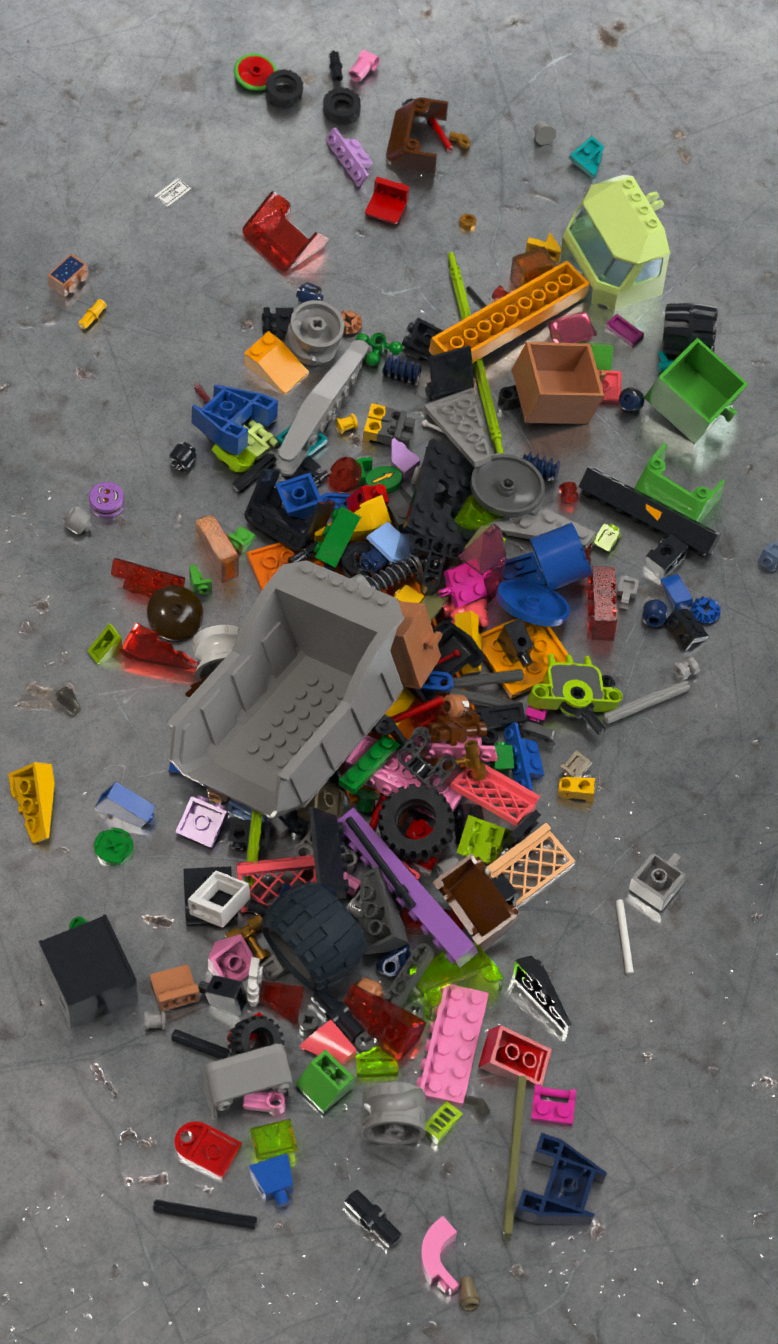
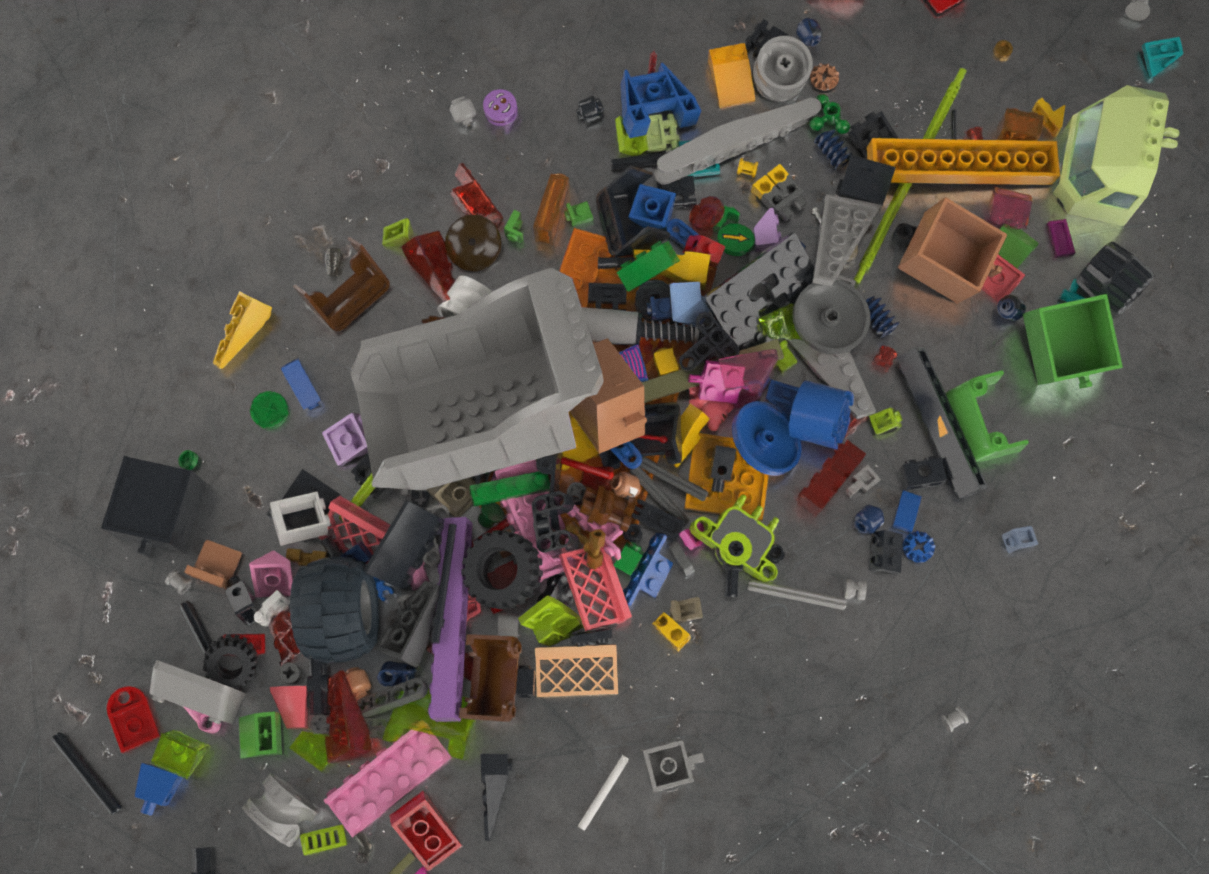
camera: 45 degrees right, 15 degrees up
(108, 713) = (353, 295): none -> reddish brown windscreen

